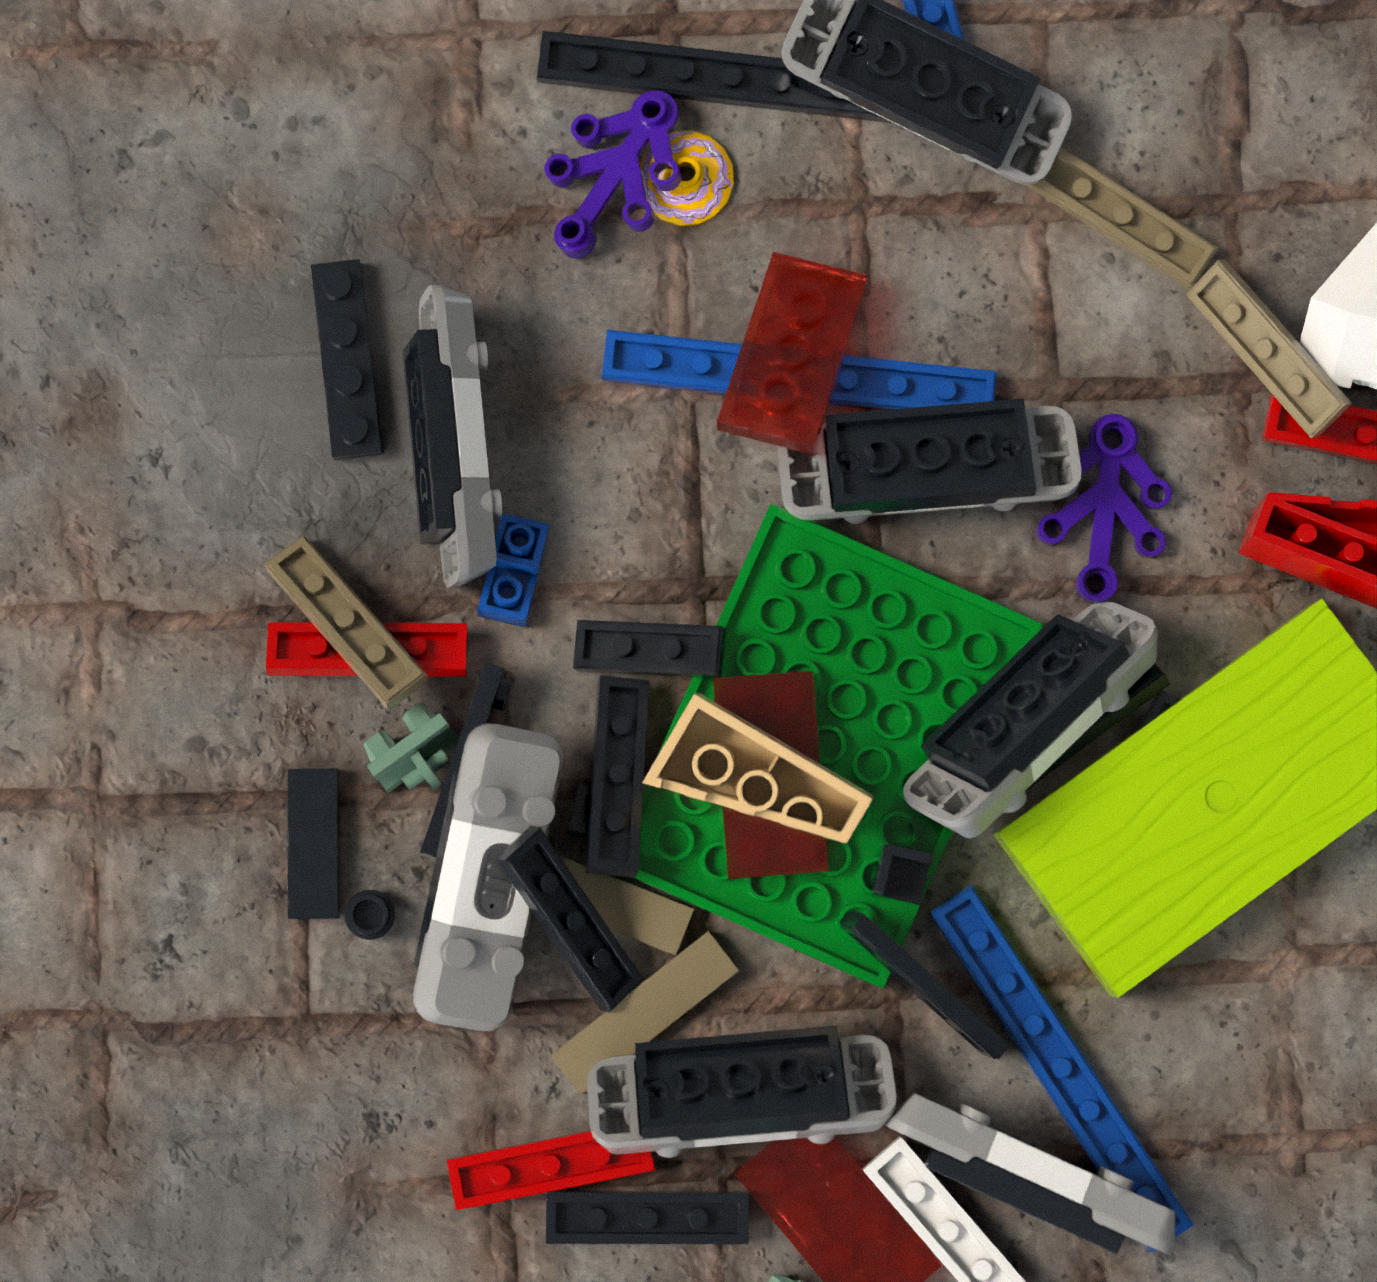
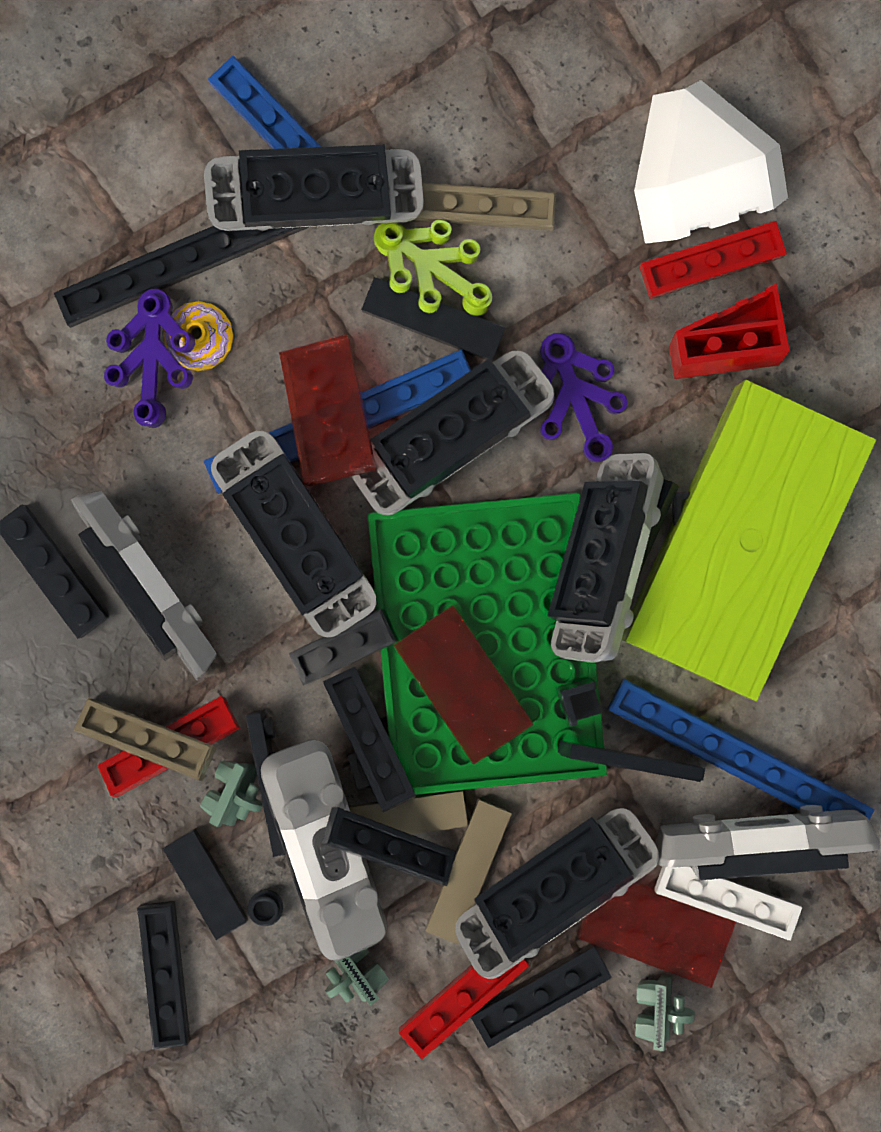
camera: 30 degrees left, 5 degrees up
(197, 927) = (164, 974): none -> black tile
(435, 1076) = (365, 983): none -> sand green hips
(513, 580) = (232, 644): blue slope -> none
(668, 477) = (293, 534): none -> black piece
(748, 770) = (450, 695): tan wedge -> none
(982, 316) = (444, 325): none -> black tile
(1017, 247) = (430, 263): none -> lime plant
(1268, 349) = (624, 239): dark tan tile -> none

